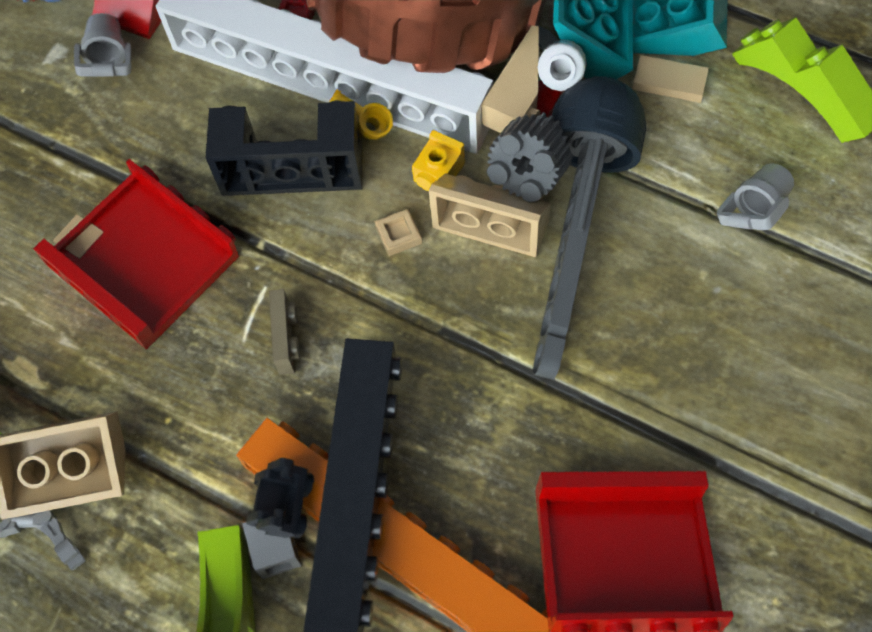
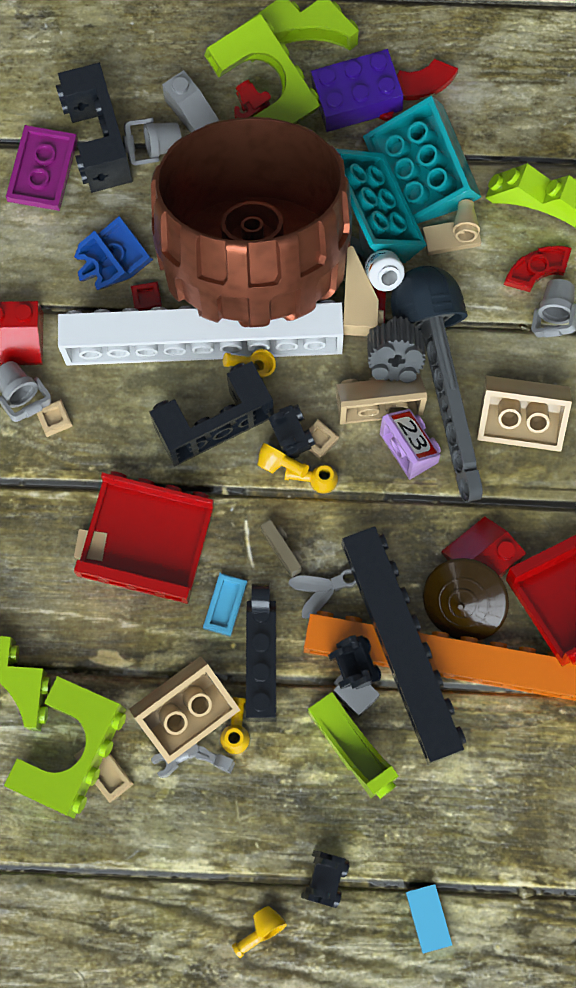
camera: 30 degrees left, 10 degrees up
(111, 526) = (236, 727): none -> yellow bar
(125, 93) = (54, 418): none -> tan tile
(184, 368) = (225, 604): none -> medium azure tile
(184, 443) = (261, 655): none -> black hinge
(307, 400) = (323, 590): none -> light grey piece
(330, 230) = (272, 459): none -> yellow bar
(365, 205) = (290, 431): none -> black piece
(374, 284) = (318, 484): none -> yellow bar
(438, 157) = (322, 364): yellow brick -> none
(470, 490) = (466, 599): none -> dark brown hat
(500, 273) = (409, 442): none -> lavender slope
(521, 447) = (487, 544): none -> red slope
(659, 302) = (524, 413): none -> tan slope
(692, 65) = (466, 224): none -> tan cone
(756, 148) = (536, 265): none -> red tile

